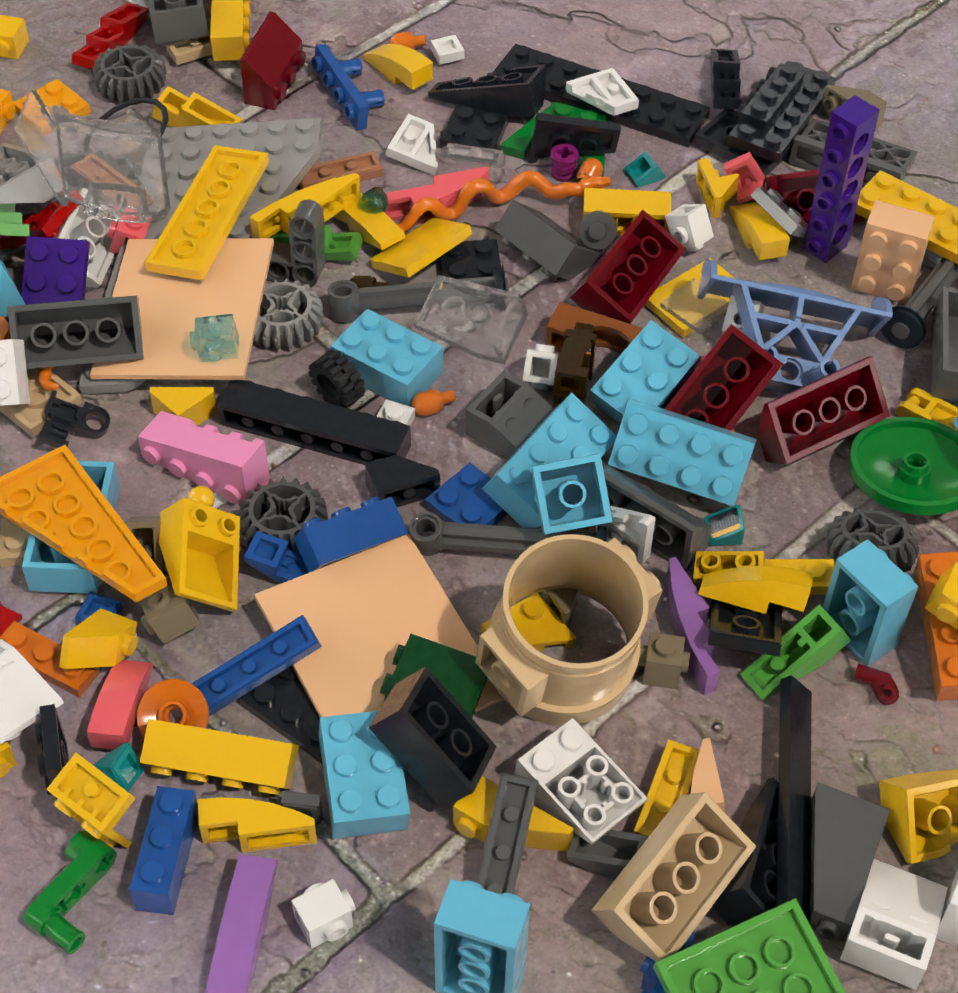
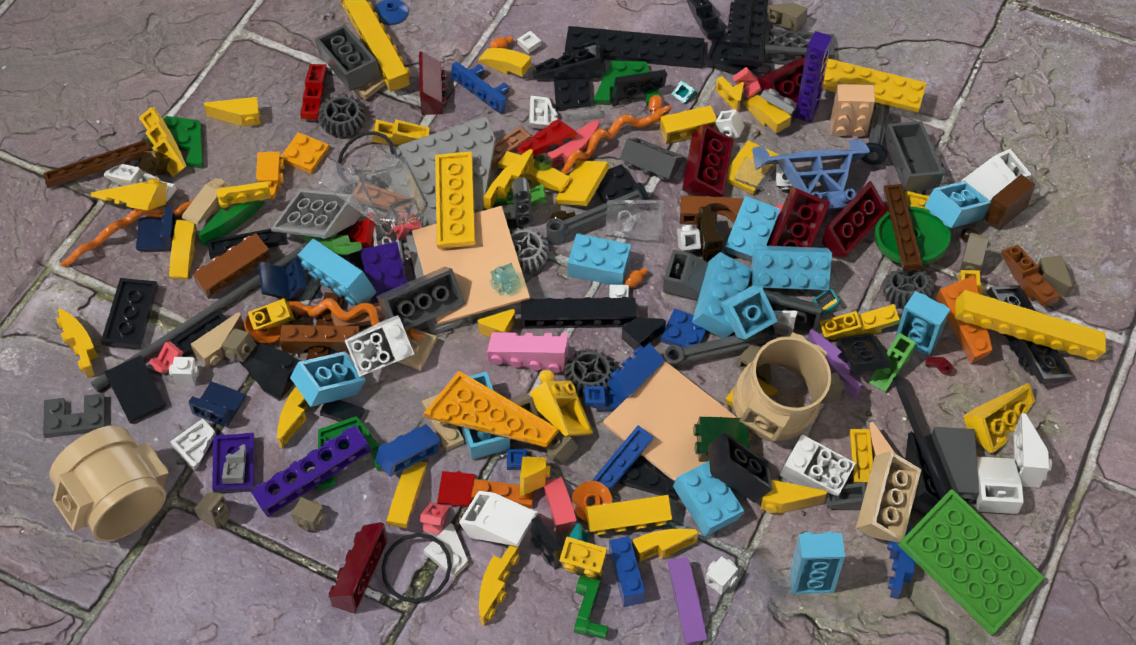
camera: 20 degrees left, 5 degrees up
(66, 416) = (437, 357): black piece -> none
(305, 803) = (686, 523): dark grey tile -> none
(337, 379) = (579, 282): black tyre -> none
(406, 172) = (550, 135): none -> red wing
(507, 833) = (796, 506): dark grey tile -> none
(564, 162) = (637, 101): magenta bush -> none
(597, 229) = (678, 141): dark grey wheel -> none
(605, 91) = (641, 47): white wing -> none
(757, 586) = (863, 332): yellow slope -> none
(901, 448) = (902, 227): none -> reddish brown tile

